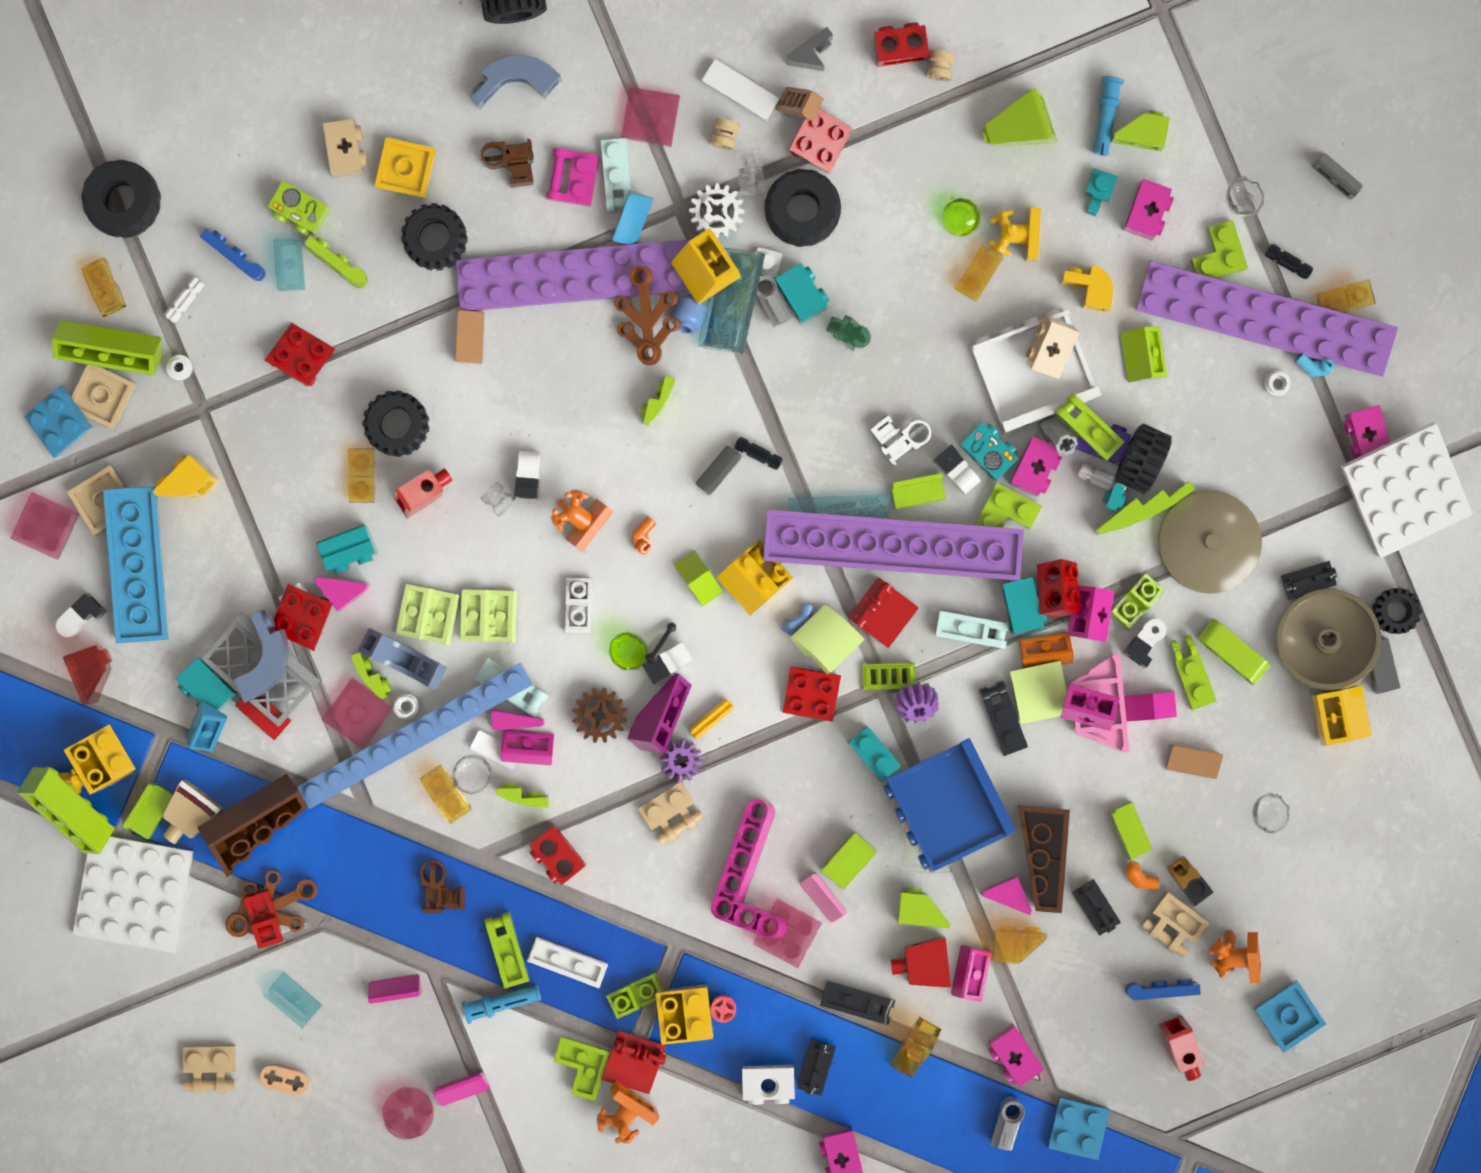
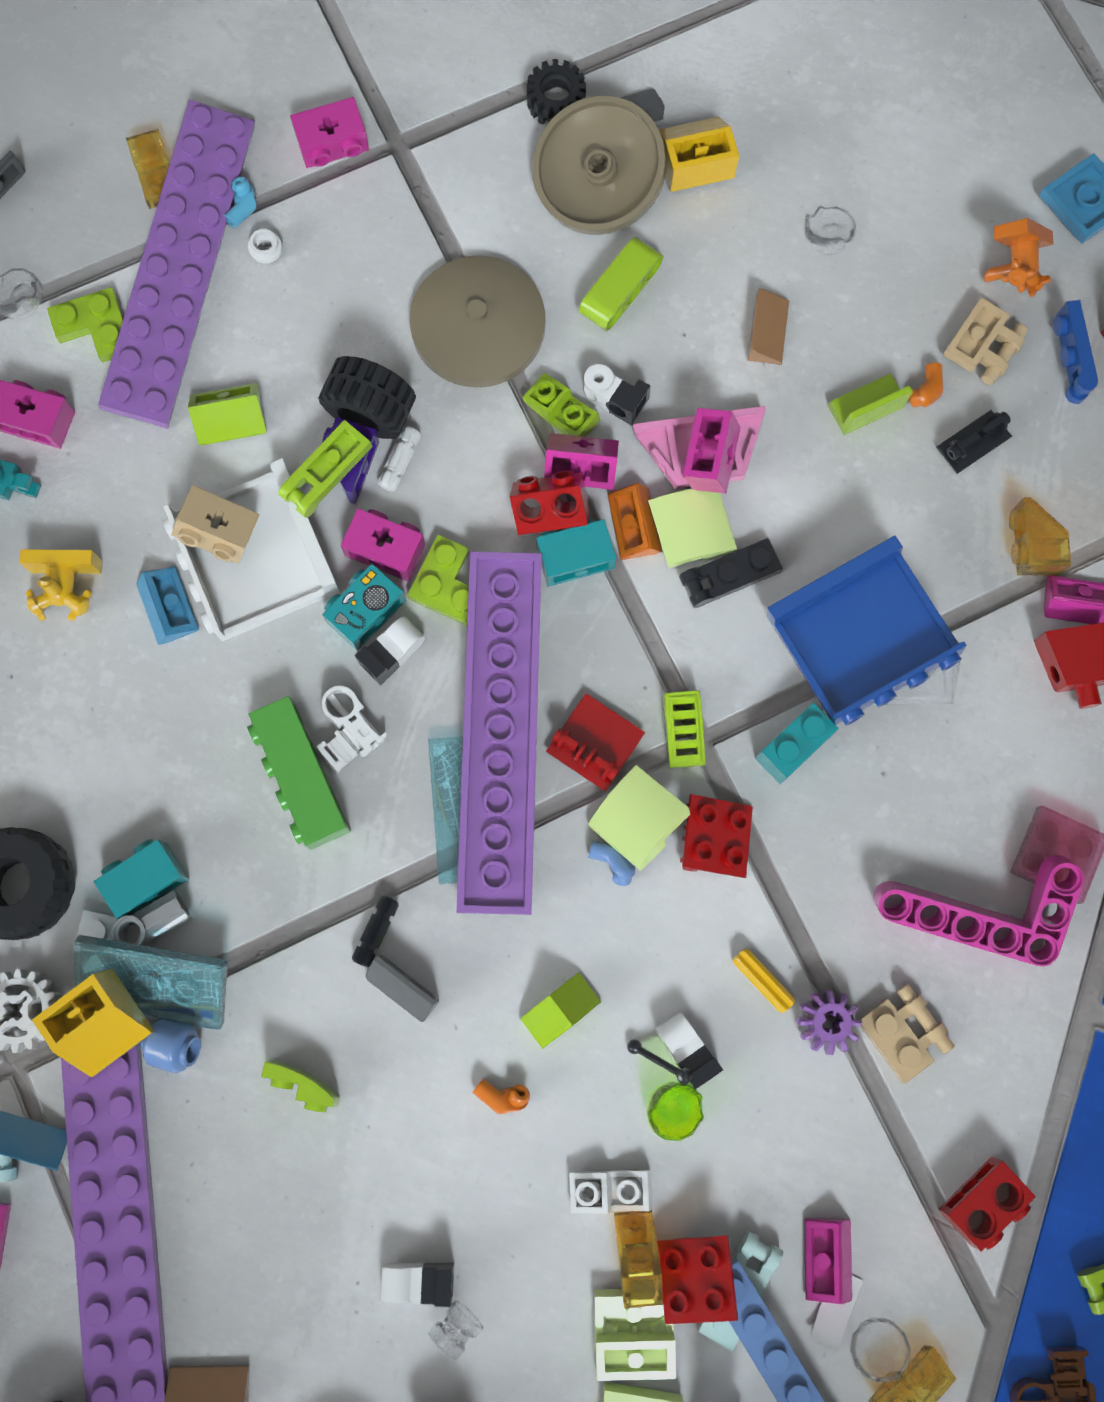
camera: 90 degrees left, 10 degrees down
(506, 720) = (792, 1292): dark pink slope -> none
(515, 794) = (904, 1276): lime slope -> none
(521, 657) = (697, 1280): none -> red hinge
(535, 620) = (638, 1259): none -> clear yellow slope
(586, 522) = (486, 1188): orange piece -> none
(588, 713) = (772, 1168): reddish brown gear -> none
(646, 319) = (177, 1109): dark orange plant -> none
(658, 719) = (771, 1059): magenta slope -> none
(753, 579) = (560, 928): yellow slope -> none
(823, 897) = (1002, 805): bright pink slope -> none
(848, 860) = (946, 774): lime panel -> none
(849, 332) = (196, 807): clear green hips -> none
(870, 403) = (298, 772): none -> bright green brick
(917, 702) = (720, 686): medium lavender gear -> none
(918, 491) = (422, 702): lime panel -> none
(918, 909) = (1008, 672): lime slope -> none
(961, 217) = (35, 660): clear neon green hair -> none
(971, 629) = (612, 621): light aqua plate -> none
(979, 272) = (115, 633): clear yellow slope -> none
(999, 309) = (166, 604): none -> dark azure slope
(1009, 893) = (970, 554): dark pink slope -> none
(1046, 846) = (913, 503): reddish brown wedge -> none
(1059, 434) = (336, 512): light grey piece -> none
(1098, 287) = (135, 474): yellow brick -> none
(1114, 498) = (423, 434): teal plate -> none
(1136, 512) = (440, 410): lime slope -> none
(1150, 706) = (700, 382): dark pink slope -> none
(1189, 881) = (929, 323): leg -> none
(1193, 675) = (653, 334): lime hinge -> none
(1289, 261) = (104, 239): black axle -> none
(1309, 580) = (521, 197): black hinge -> none
(1406, 489) = (399, 83): white plate -> none

